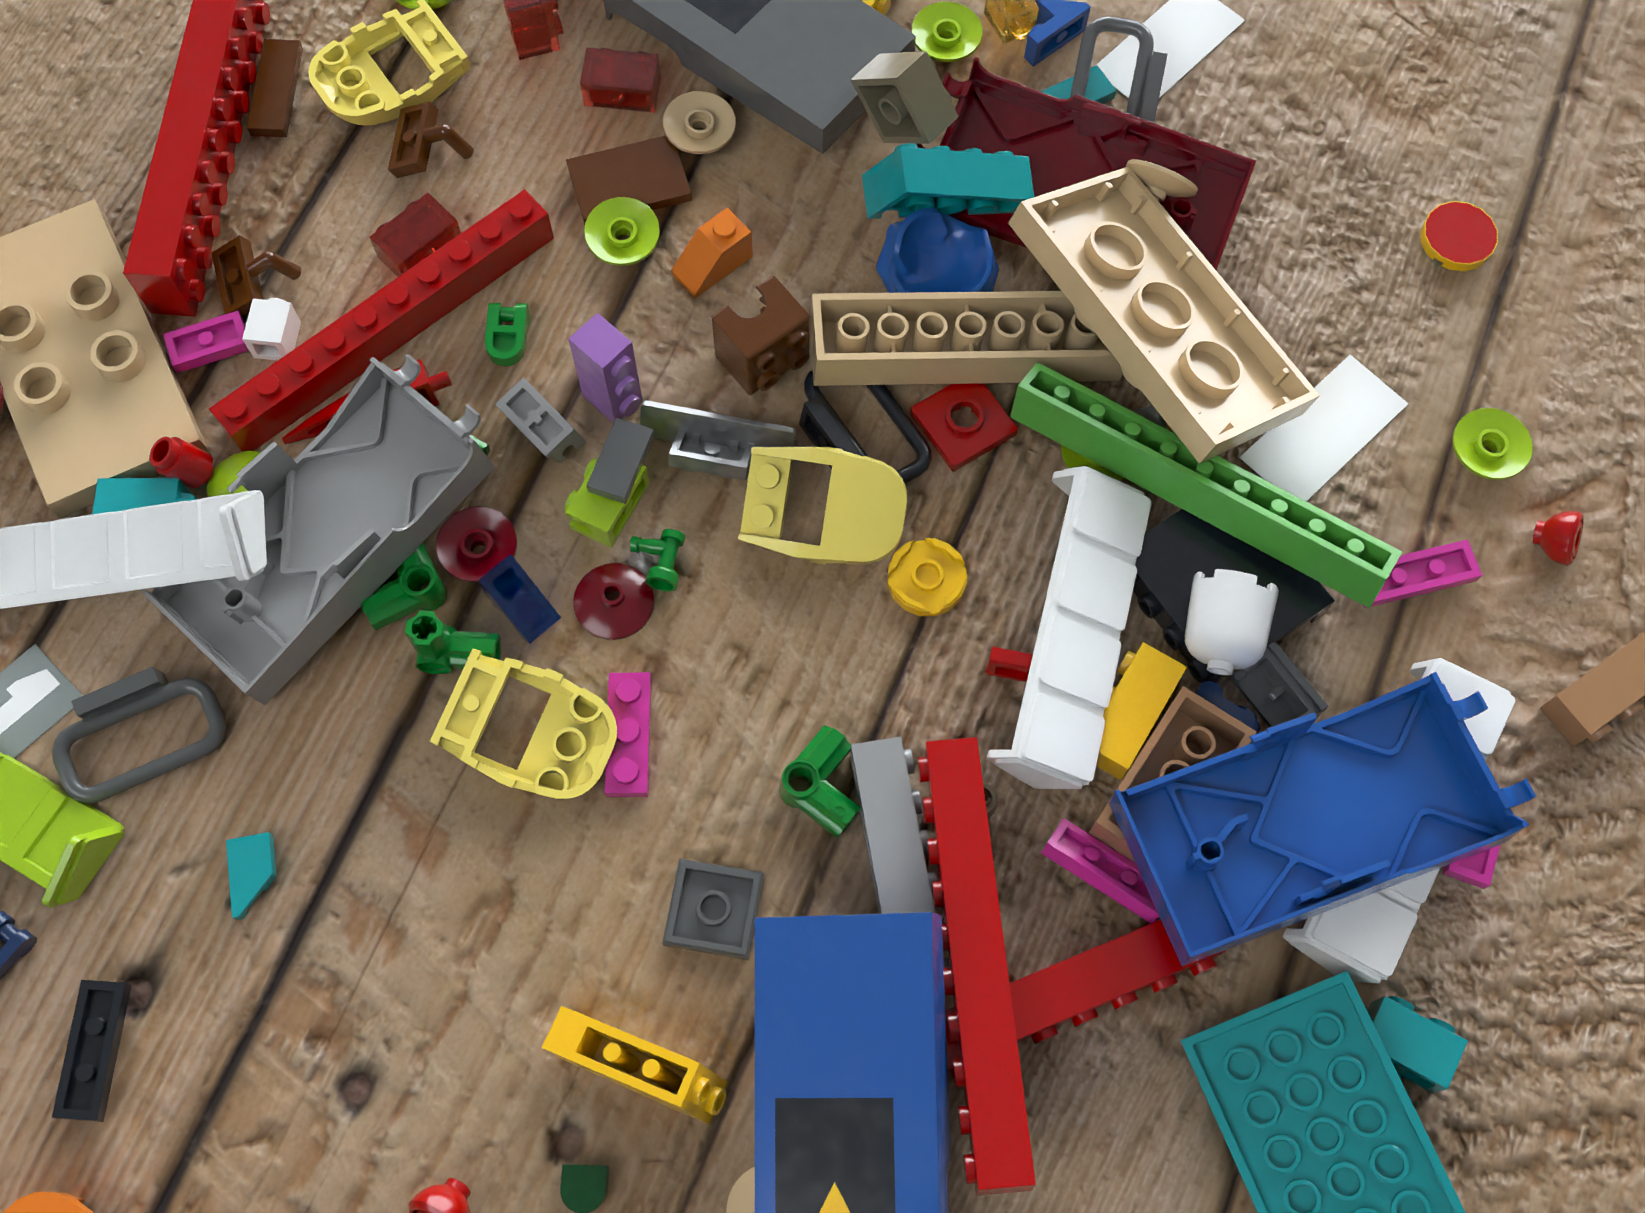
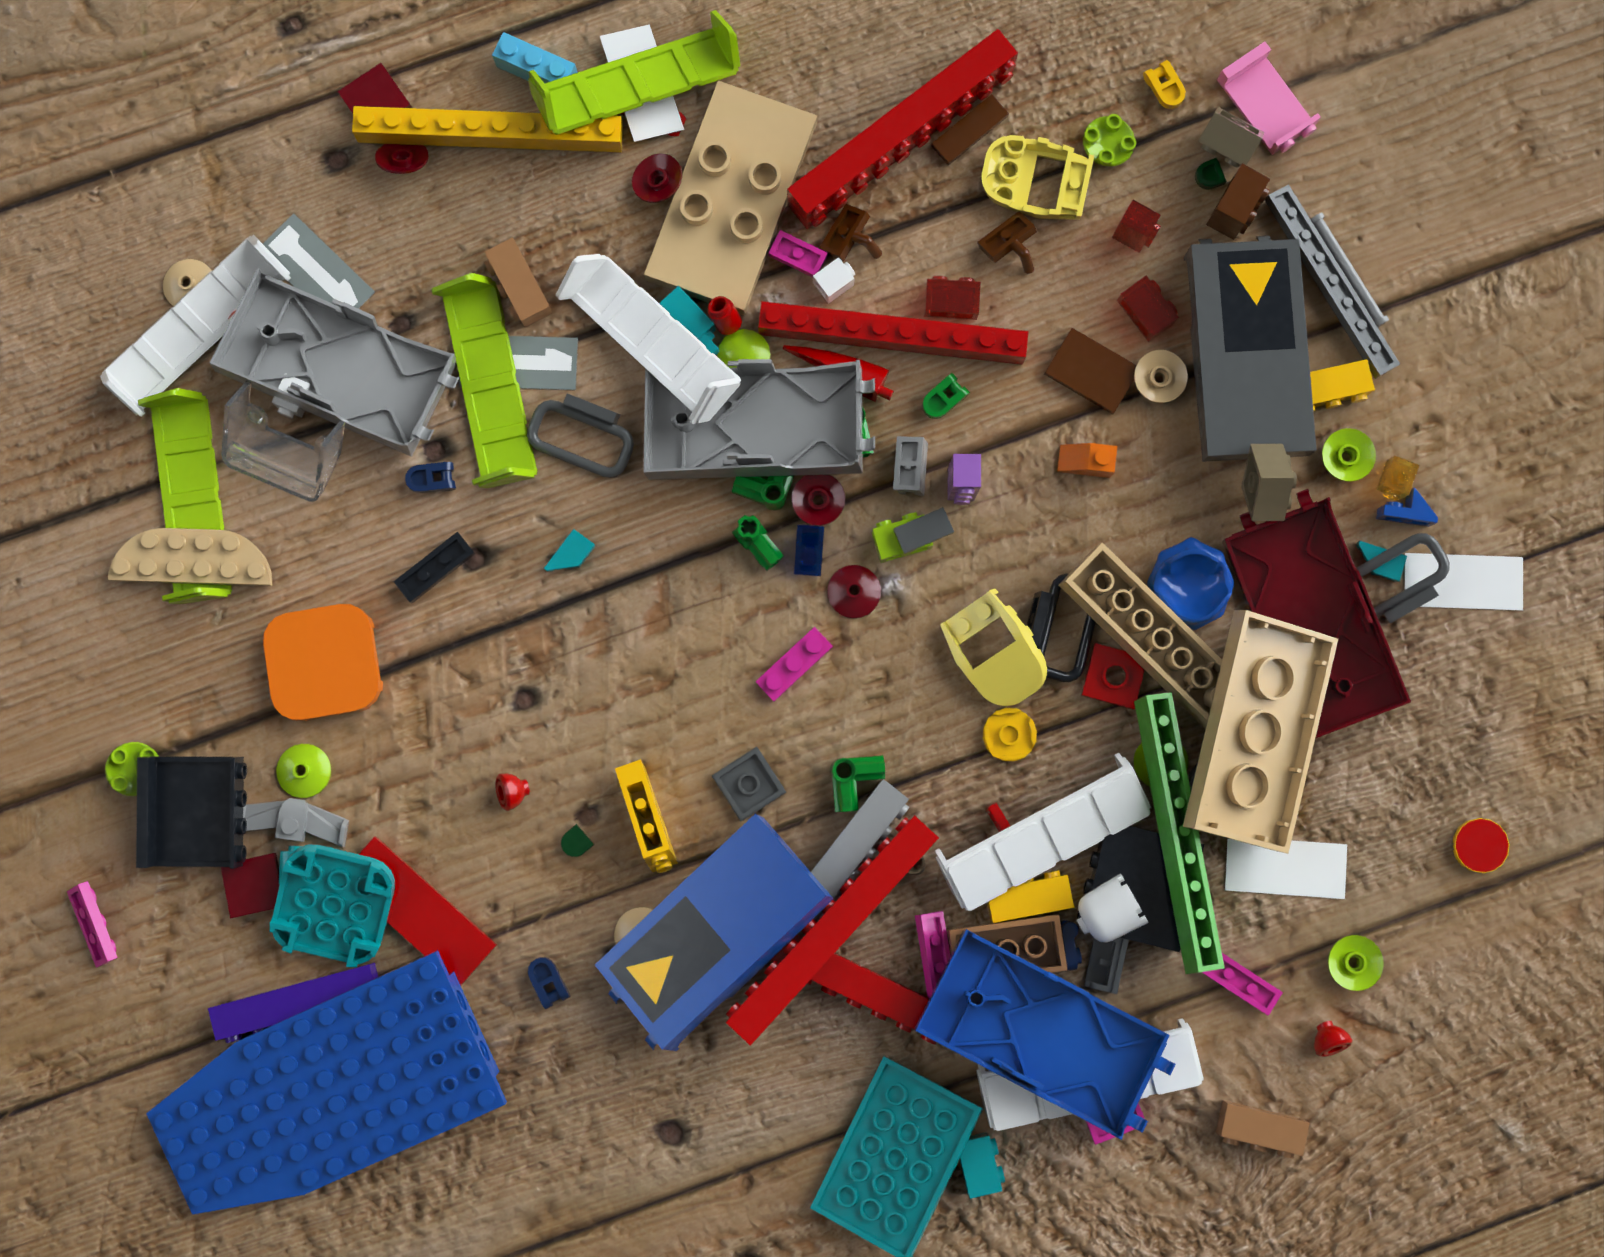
camera: 50 degrees right, 15 degrees up
(566, 747) = (761, 641): light yellow slope -> none
(617, 218) = (1061, 387): lime dish -> none
(661, 576) = (903, 593): green piece -> none
(711, 440) = (980, 563): flat silver bracket -> none
(765, 345) = (1052, 541): reddish brown piece -> none
(947, 181) = (1238, 552): teal wedge -> none
(1162, 181) = (1346, 662): tan dish -> none

